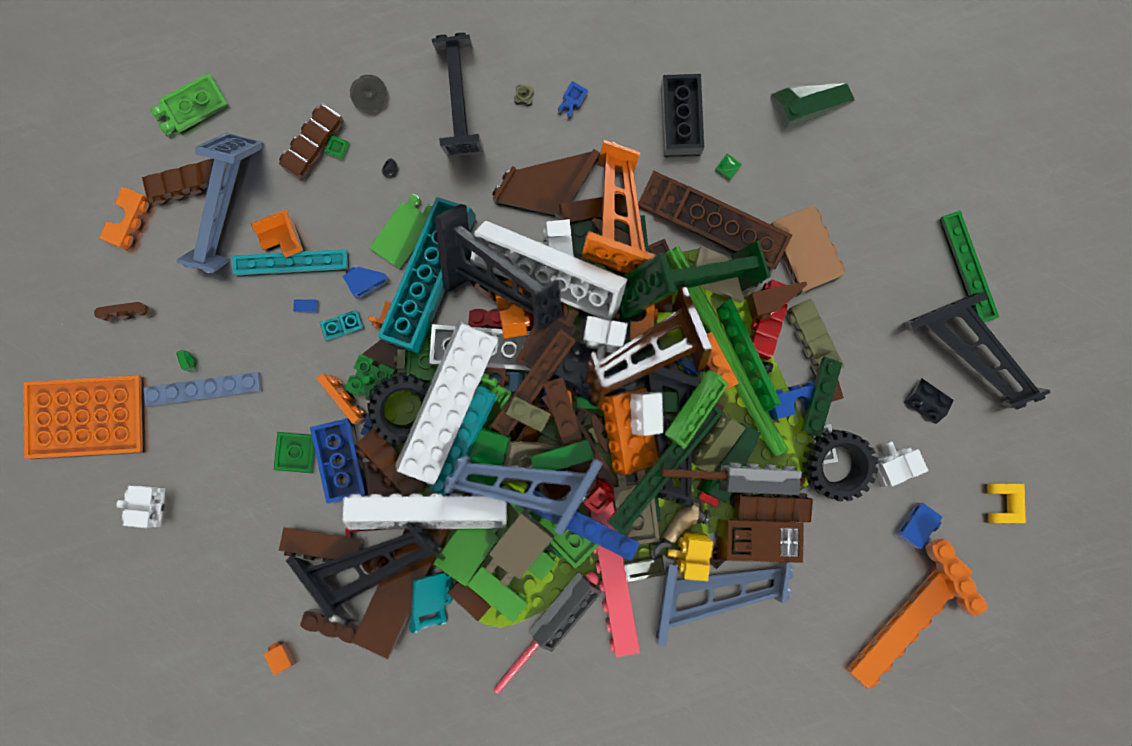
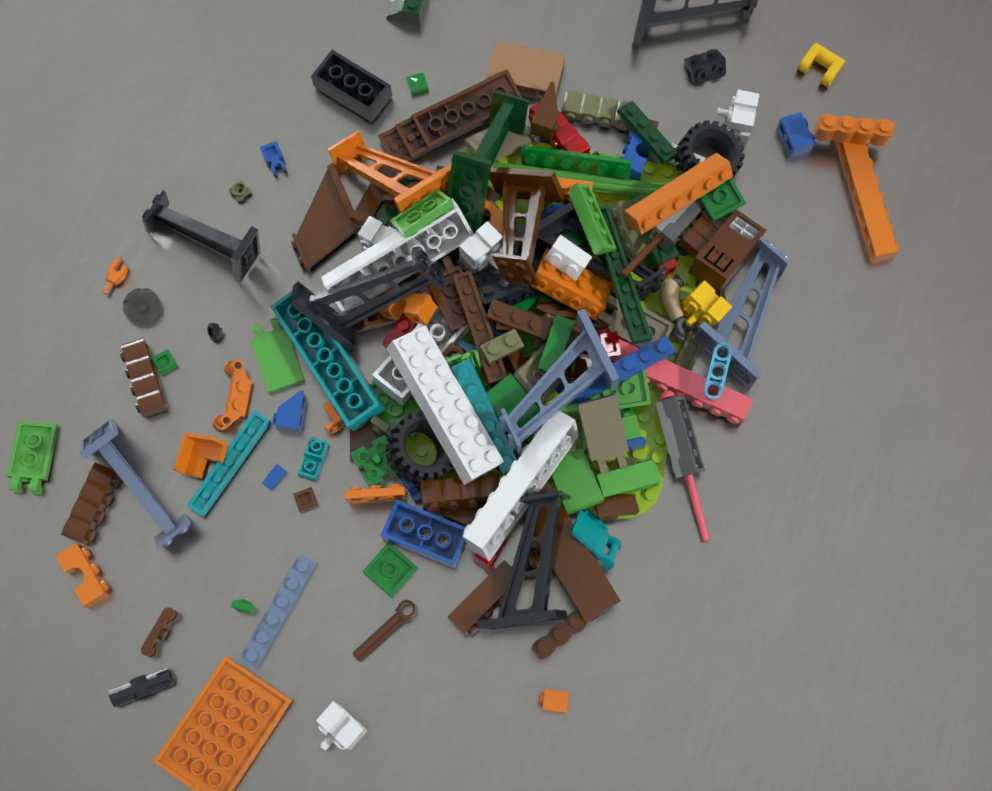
camera: 55 degrees left, 10 degrees down
(72, 329) = (141, 687): none -> black piece
(246, 484) = (385, 630): none -> reddish brown axle
(304, 344) = (305, 499): none -> reddish brown tile
(347, 227) = (237, 396): none -> orange plate
(377, 51) = (115, 277): none -> orange hand
(532, 579) = (636, 444): none -> blue tile
(593, 264) = (422, 213): none -> bright green plate
(628, 609) = (716, 362): none -> medium azure beam
(776, 467) = (679, 193): none -> orange brick
(803, 502) = (722, 200): none -> green tile

